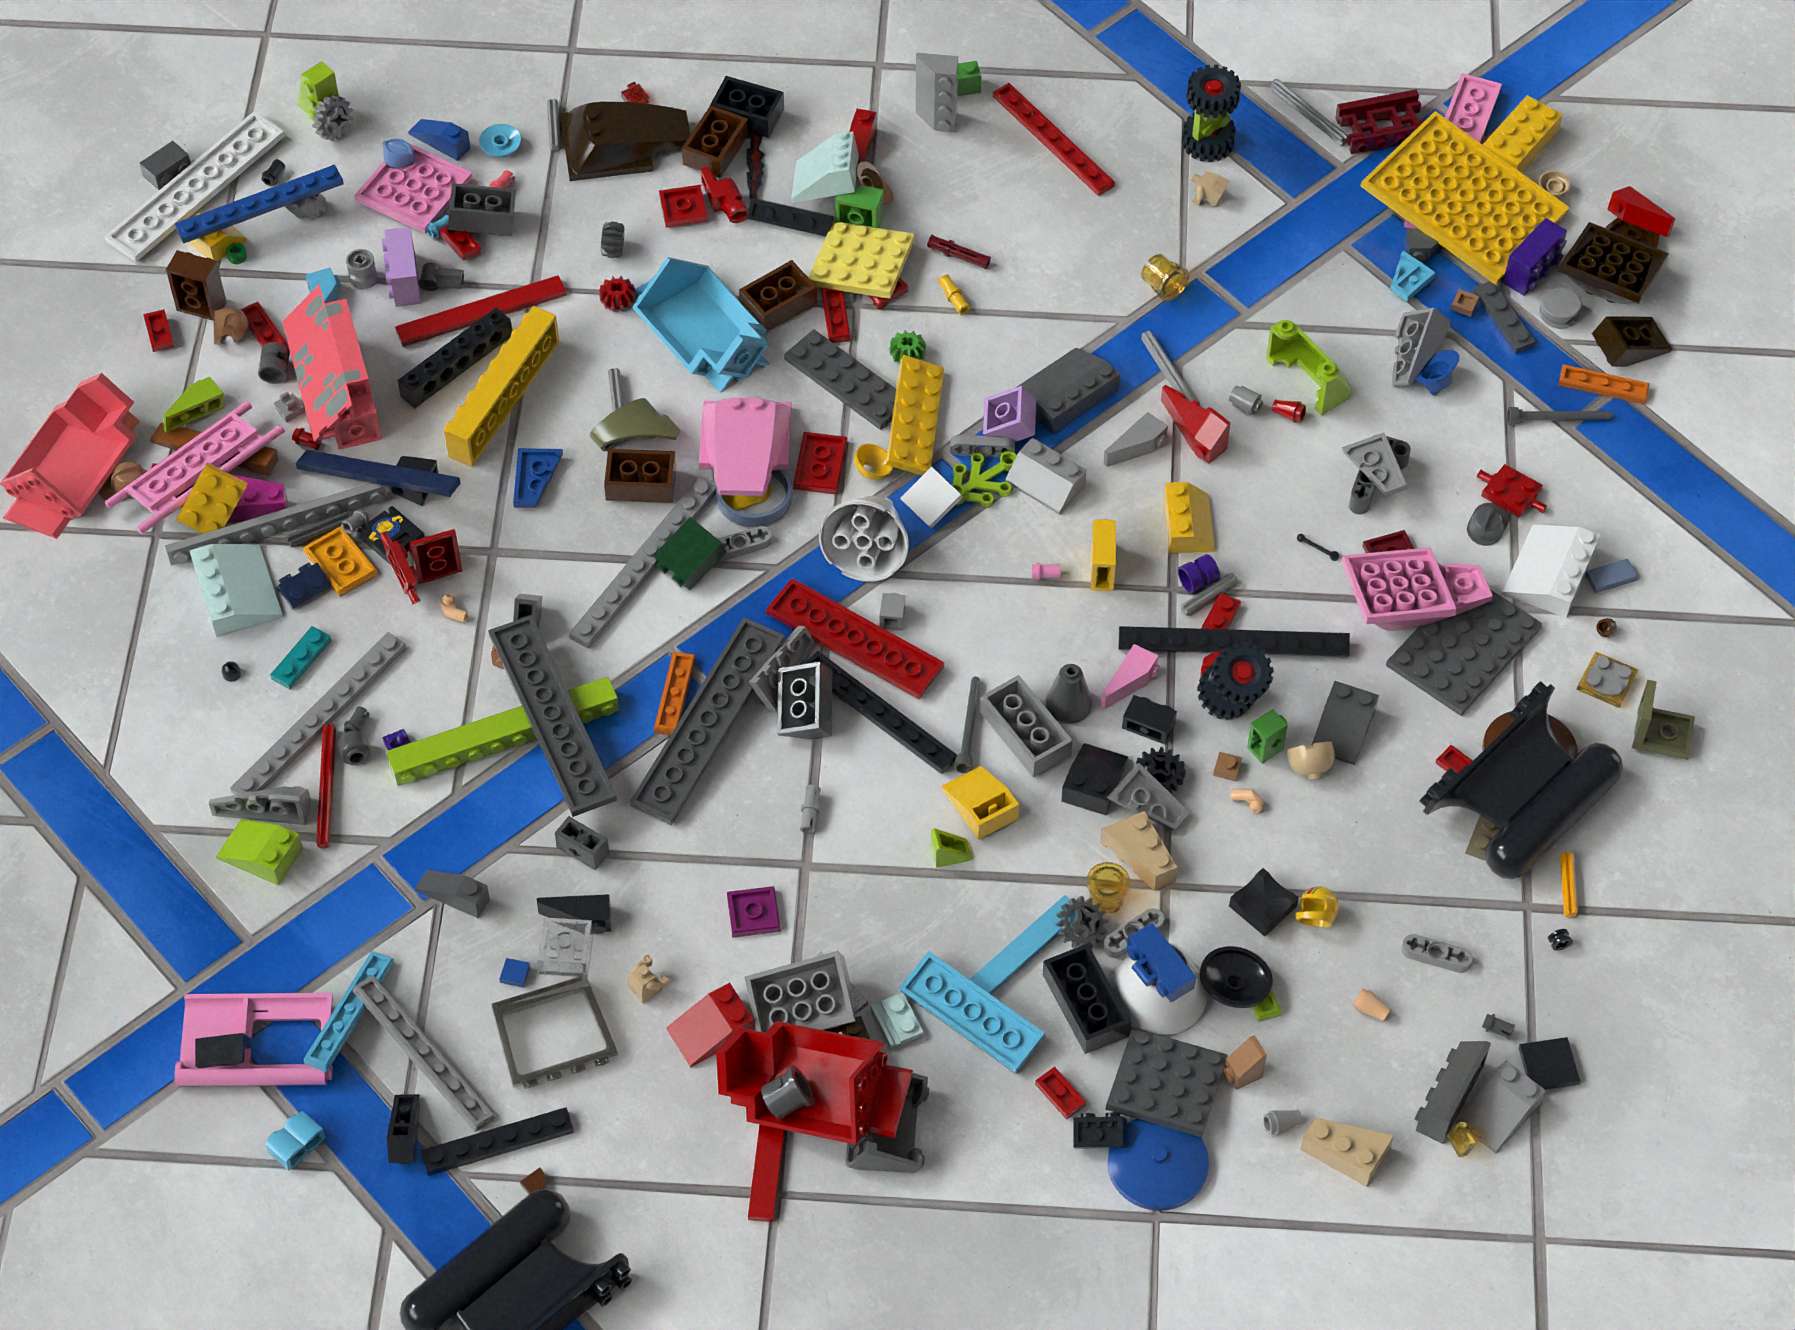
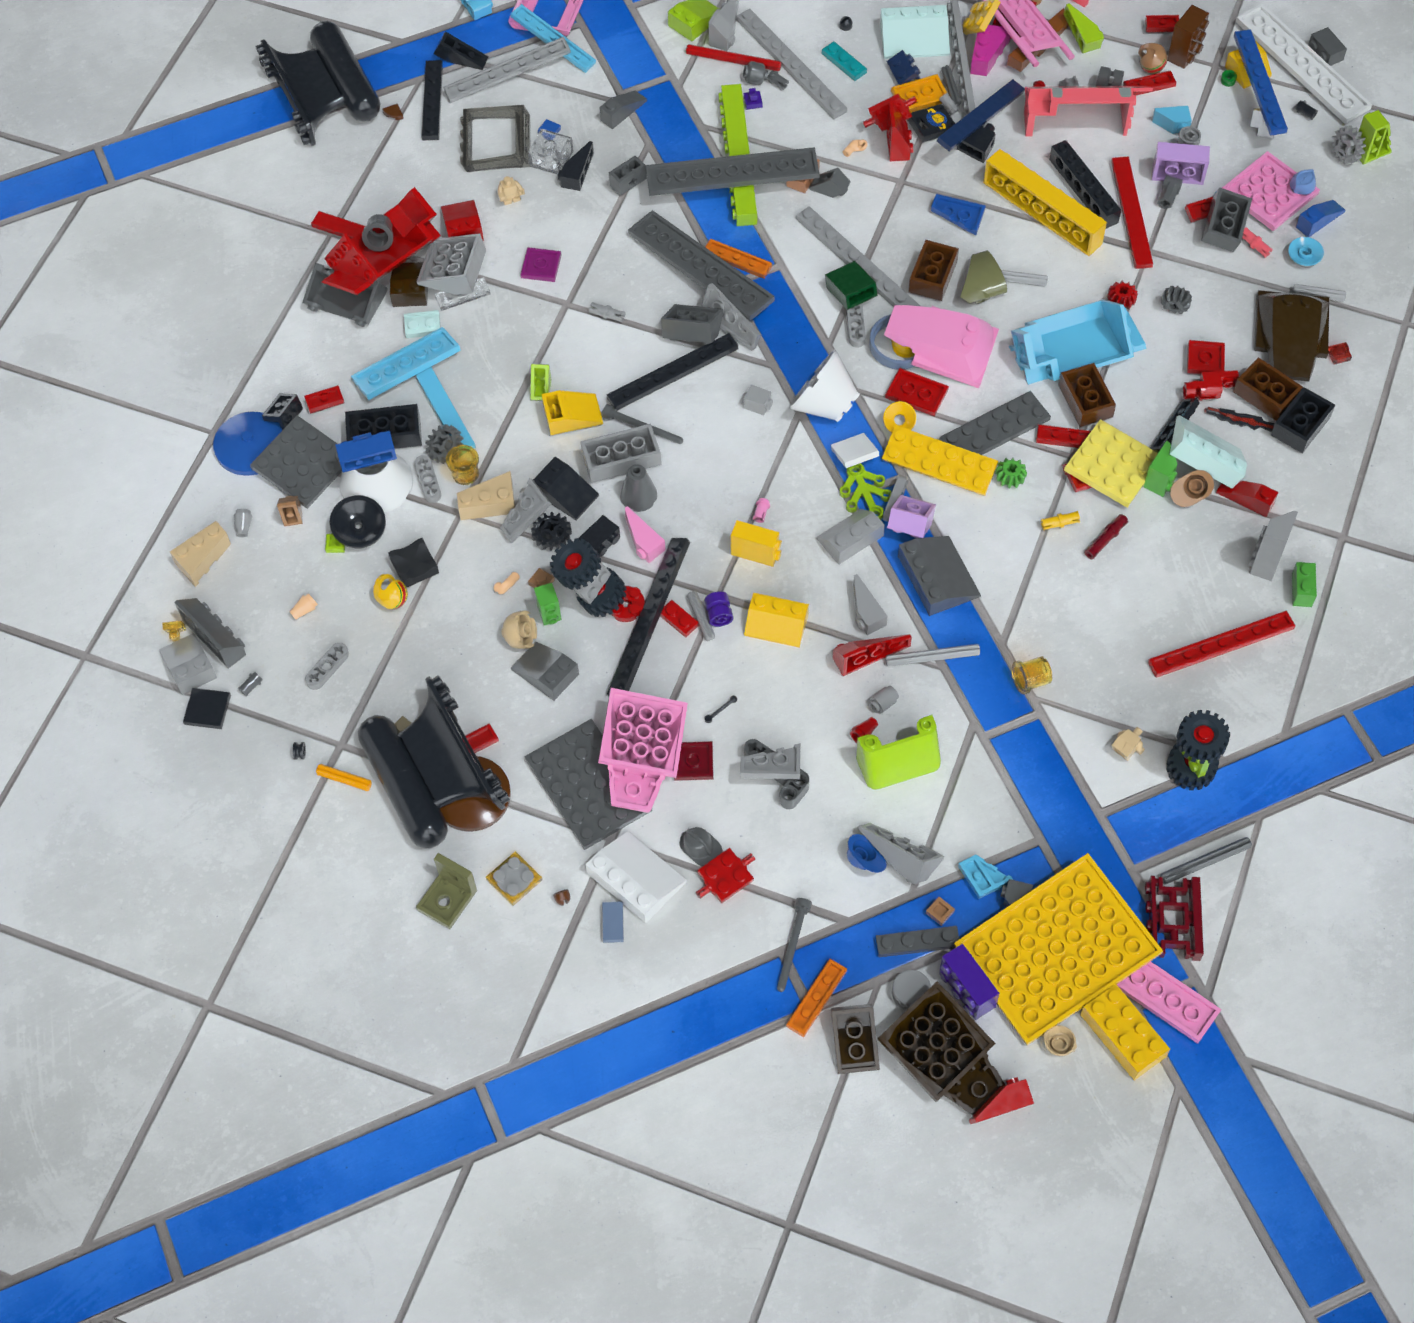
camera: 110 degrees right, 5 degrees up
(856, 638) = (741, 372): red plate -> none

